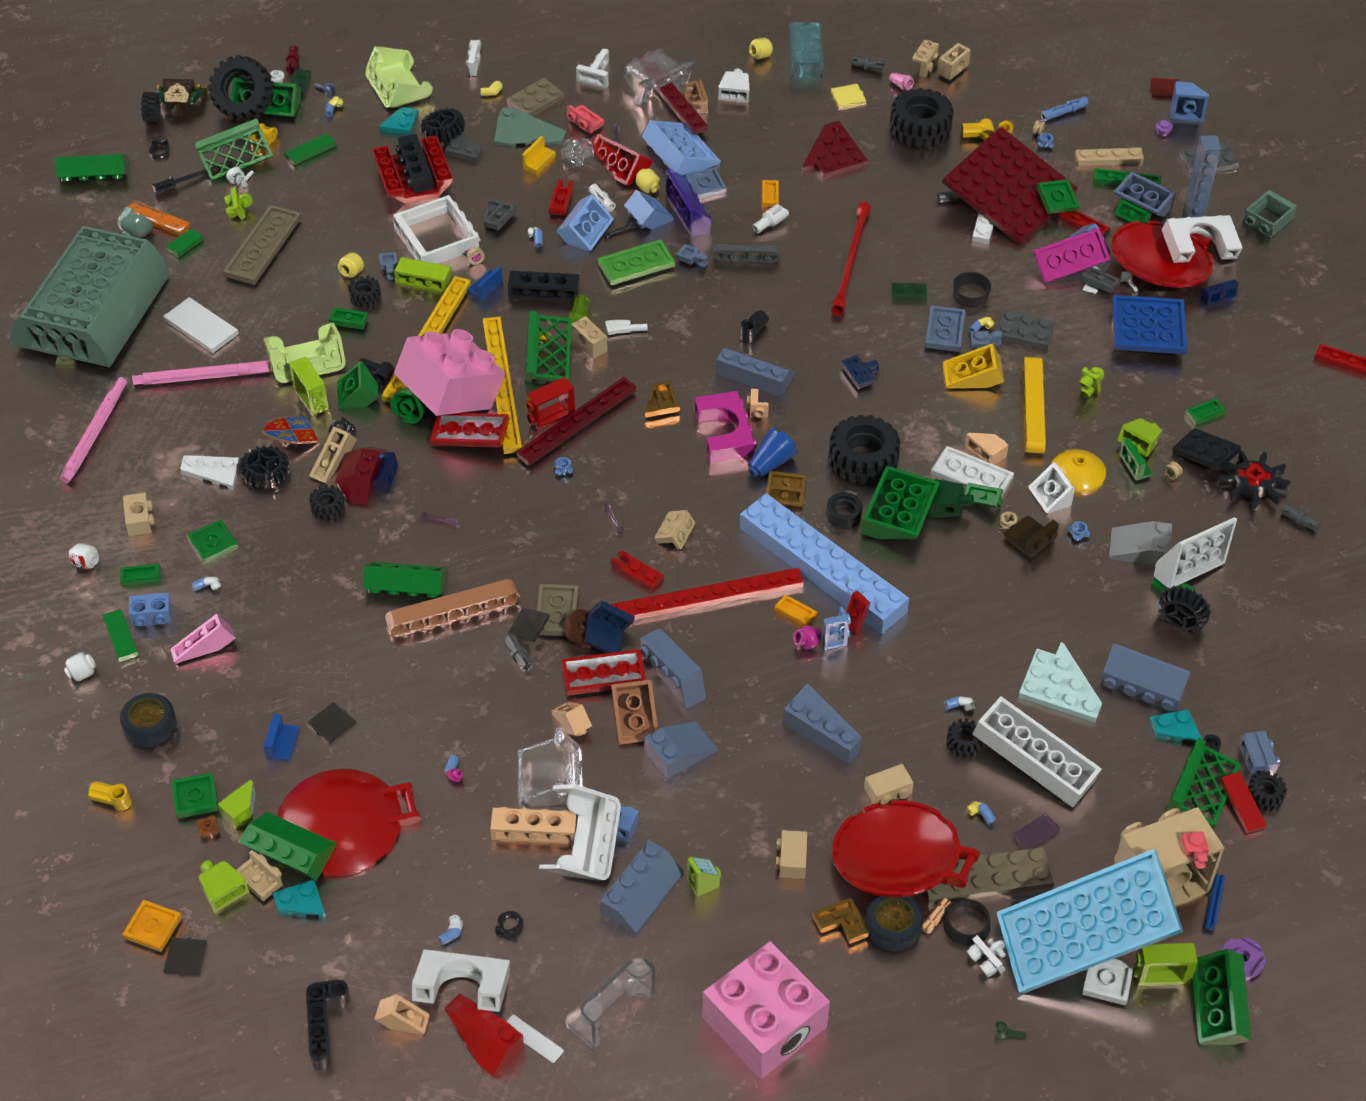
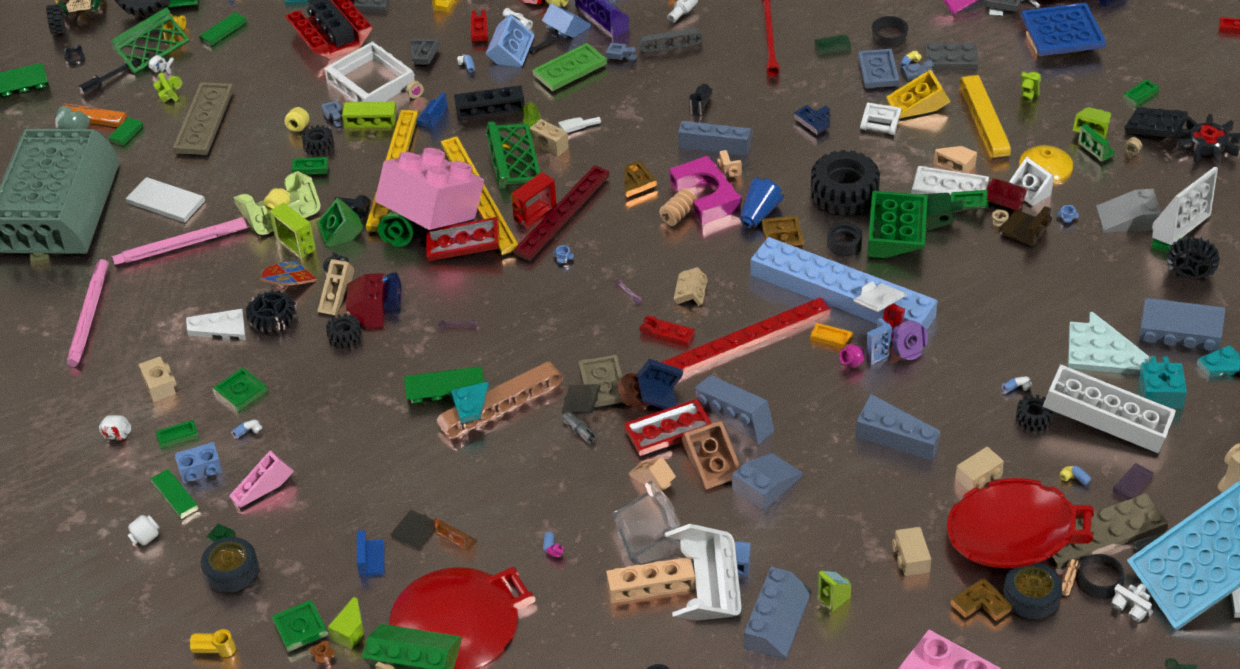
camera: 10 degrees left, 5 degrees down
(150, 685) = (219, 532): none -> dark green plate
(303, 348) = (275, 198): none -> light yellow head
(366, 736) = (454, 534): none -> clear orange slope
(420, 604) = (470, 401): none -> teal wing
(690, 440) = (677, 207): none -> light nougat piece
(849, 583) = (878, 296): none -> white piece
(860, 626) = (901, 336): none -> medium lavender plate
(928, 380) = (881, 114): none -> white plate
(1022, 496) = (1006, 194): none -> dark red hinge
(1103, 736) = (1163, 382): none -> teal hinge

